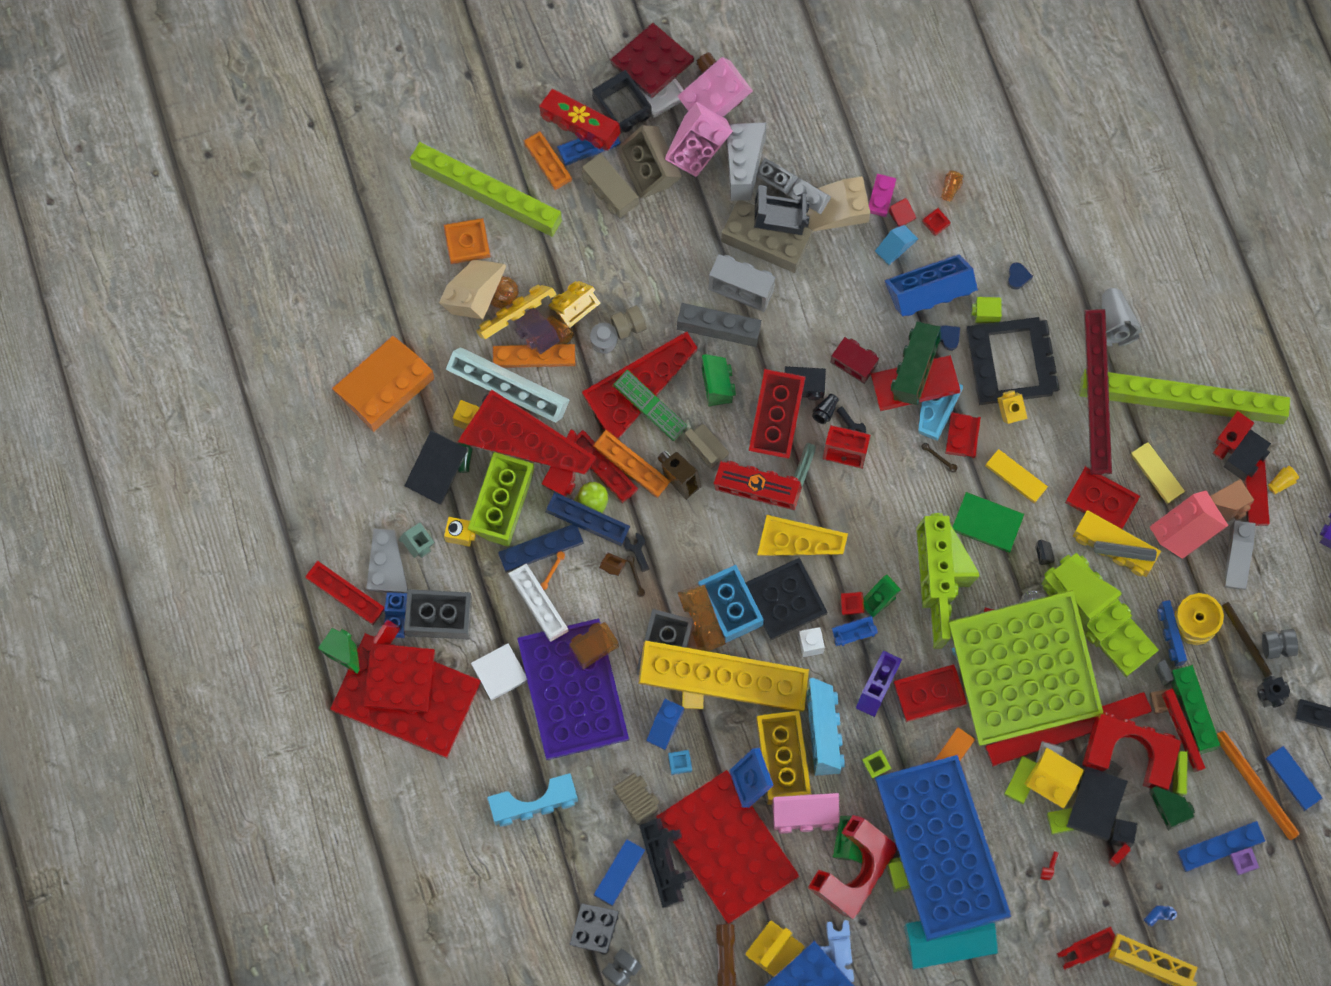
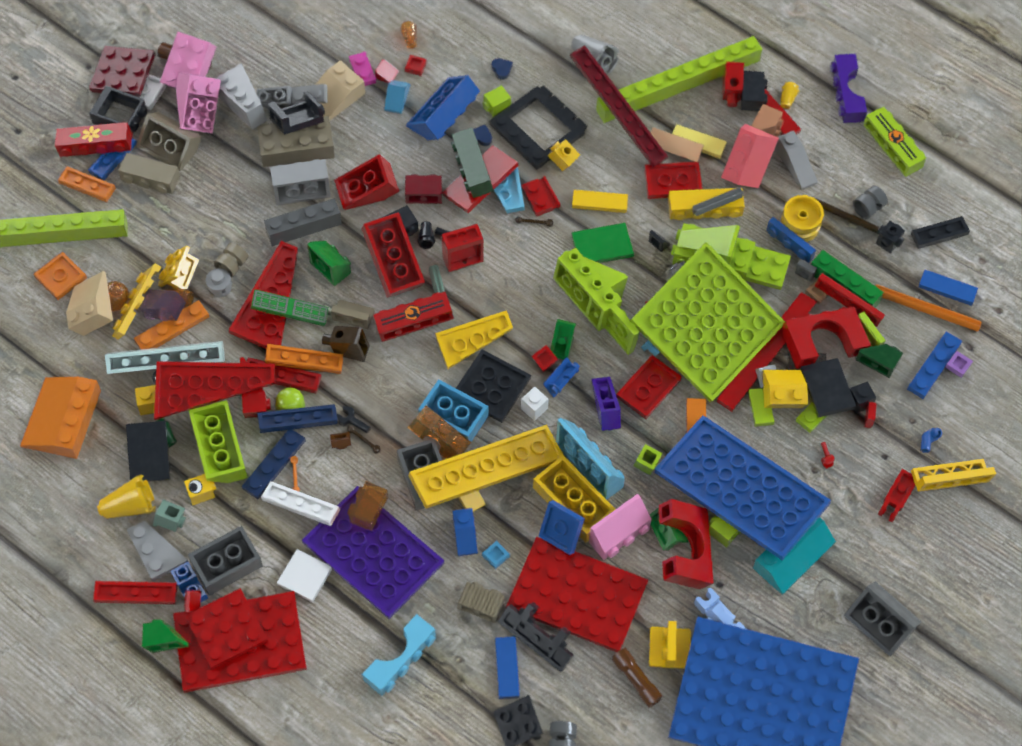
camera: 35 degrees left, 10 degrees down
(391, 503) = (128, 500): none -> yellow cone
(805, 321) = (367, 183): none -> red slope
(1132, 464) = (678, 145): none -> light nougat tile

